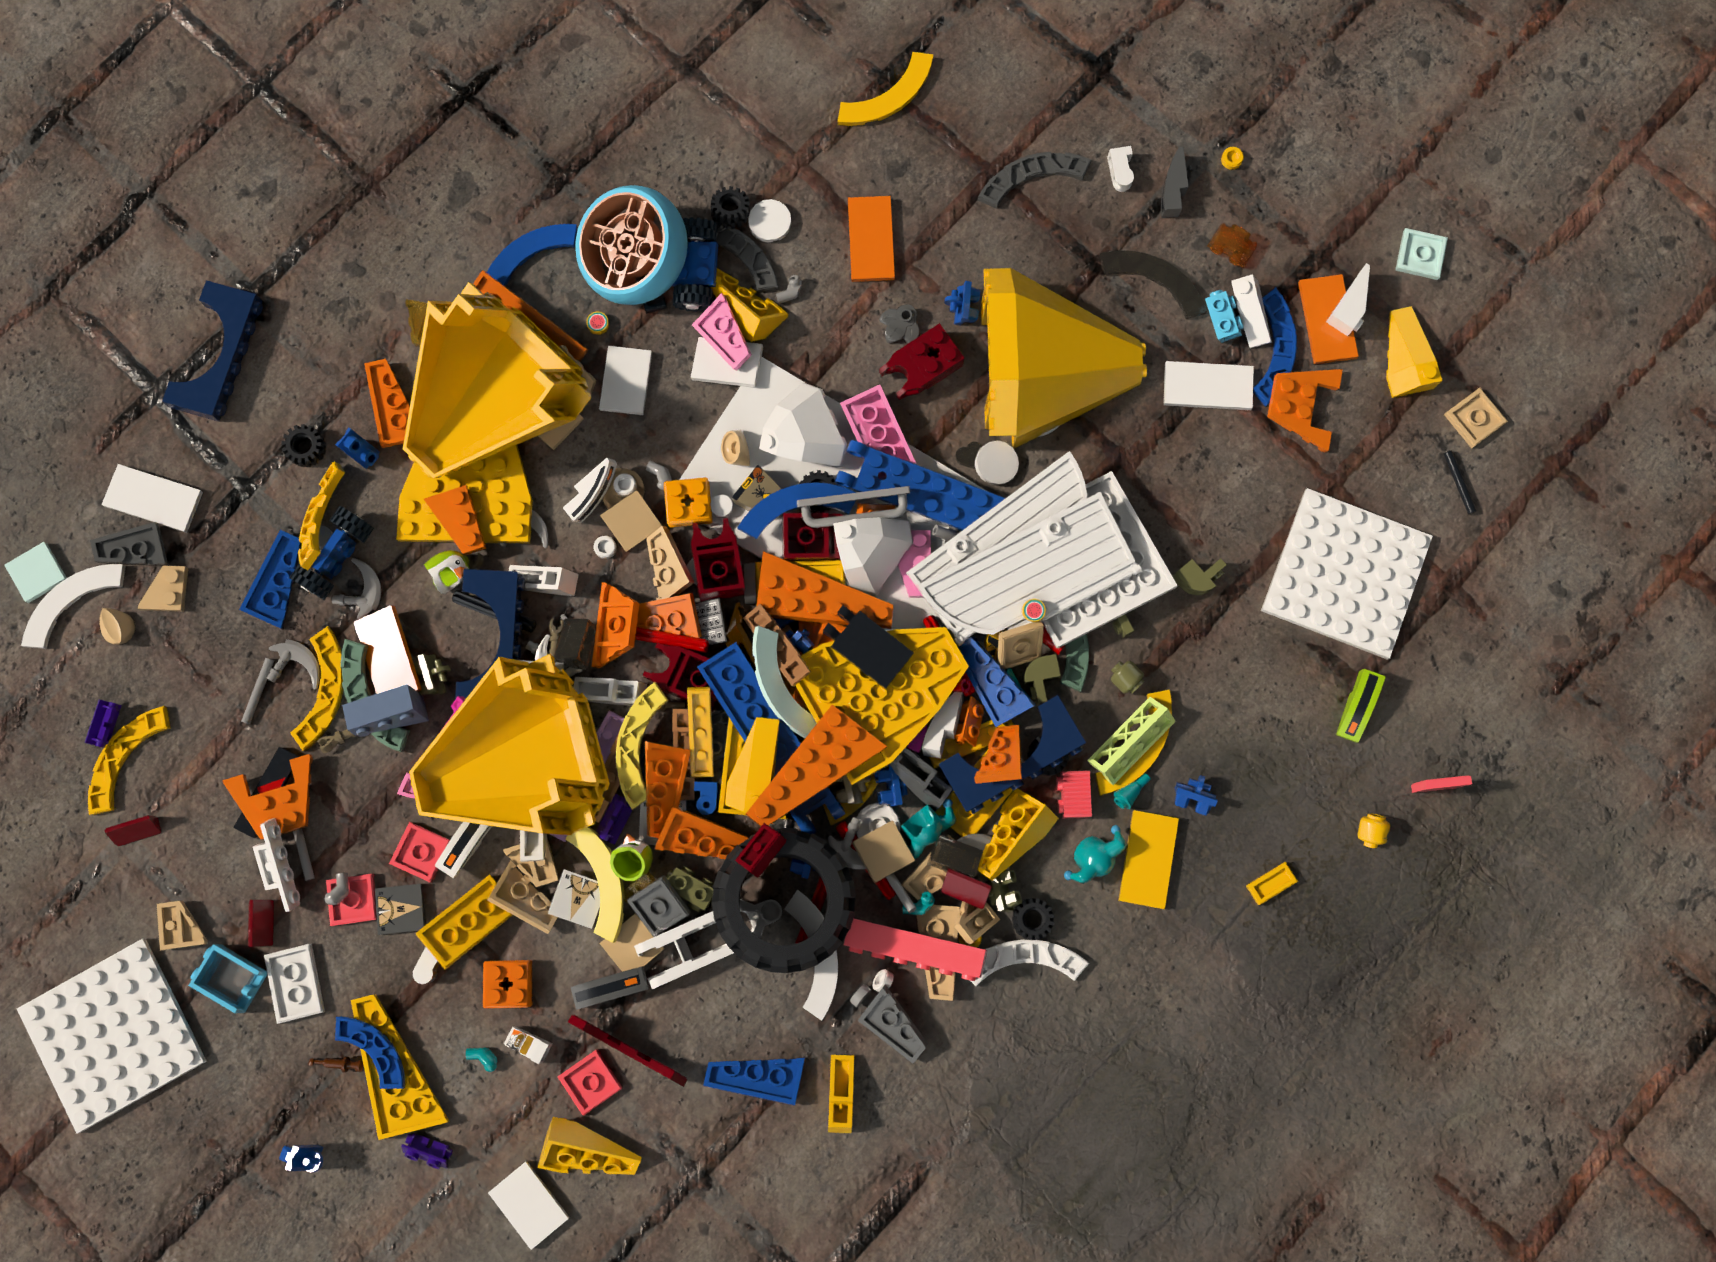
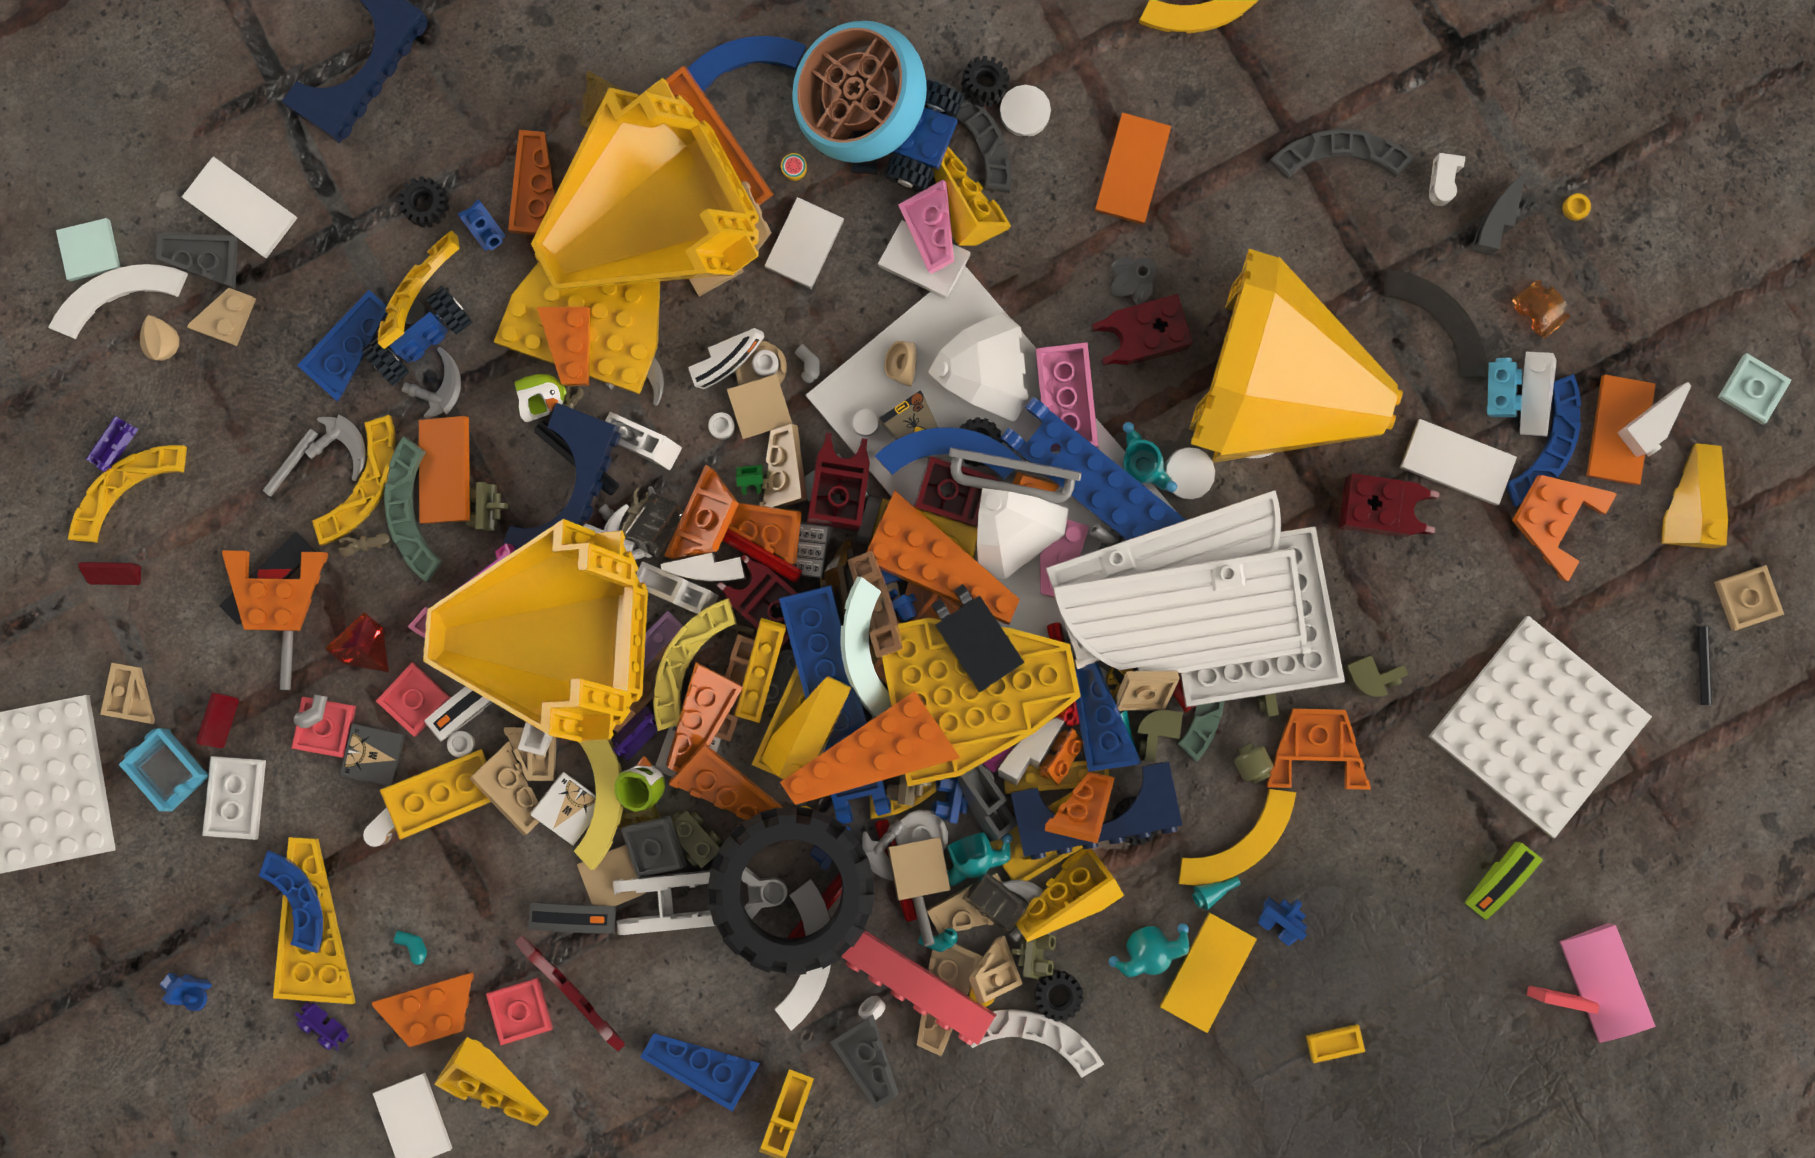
camera: 15 degrees right, 5 degrees up
(274, 865) = (250, 663): white bracket -> none
(343, 1064) = (260, 903): reddish brown piece -> none
(363, 821) = (361, 645): none -> clear red slope
(385, 711) = (421, 533): sand blue wedge -> none
(471, 875) = (460, 743): none -> white tile
(495, 993) = (478, 867): orange brick -> none
(513, 1107) = (428, 1010): none -> orange wing
(528, 1044) = (465, 949): white leg -> none
(629, 666) = (706, 569): none -> white slope
(641, 579) = (749, 476): none -> green tile
(677, 492) = (838, 420): light orange brick -> none
(708, 800) = (747, 742): blue leg -> none
(761, 850) = (782, 830): dark red slope -> none
(792, 291) = (1024, 201): light grey arm -> none
(860, 995) = (842, 1016): light grey tile -> none
(958, 462) = (1145, 461): none -> teal piece
(960, 303) = (1209, 276): blue hips -> none
(966, 888) = (995, 940): dark red slope -> none
(1033, 610) = (1174, 658): tile -> none
(1075, 794) = (1151, 874): coral brick -> none
(1135, 743) = (1237, 840): yellowish green fence -> none
(1169, 437) = (1393, 506): none -> dark red brick
(1172, 639) = (1318, 737): none -> orange wing
(1373, 830) = (1469, 1024): yellow head -> none
(1468, 752) = (1607, 977): none -> bright pink slope

